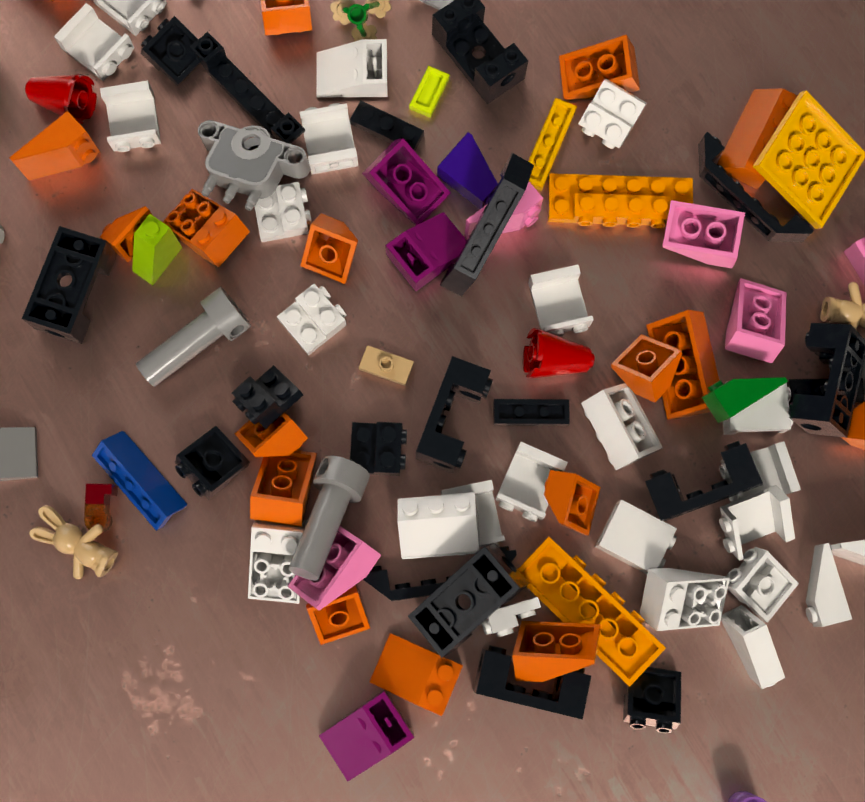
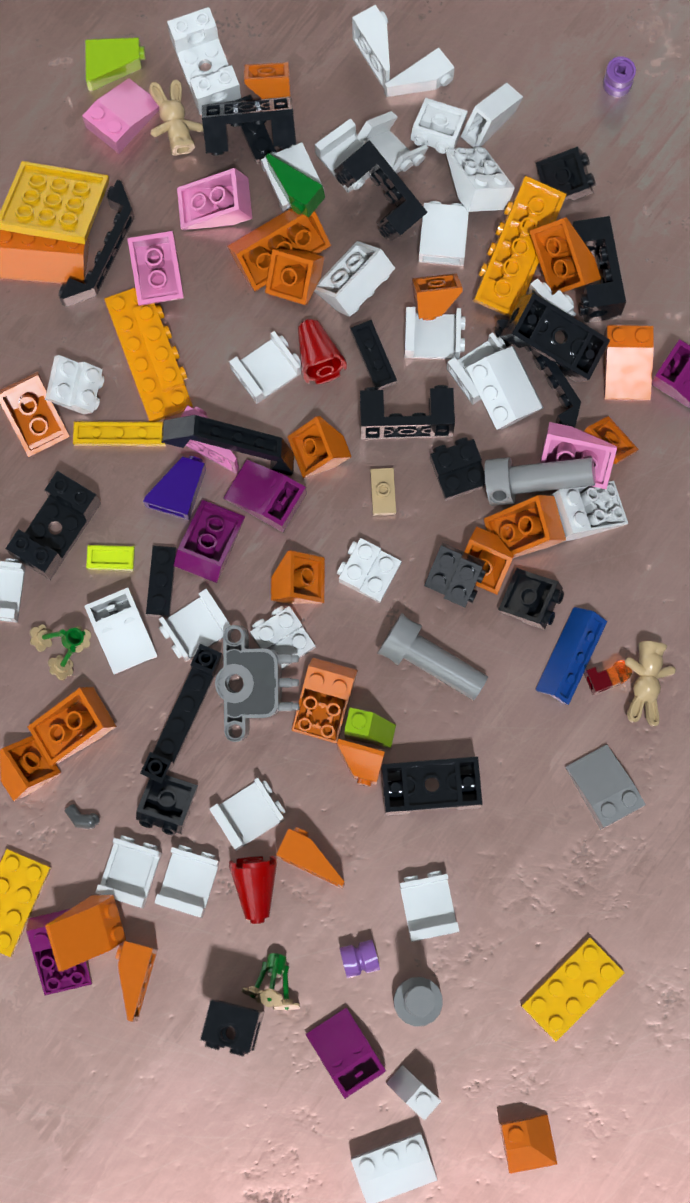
camera: 105 degrees left, 0 degrees up
(455, 319) = (318, 447): none -> orange slope

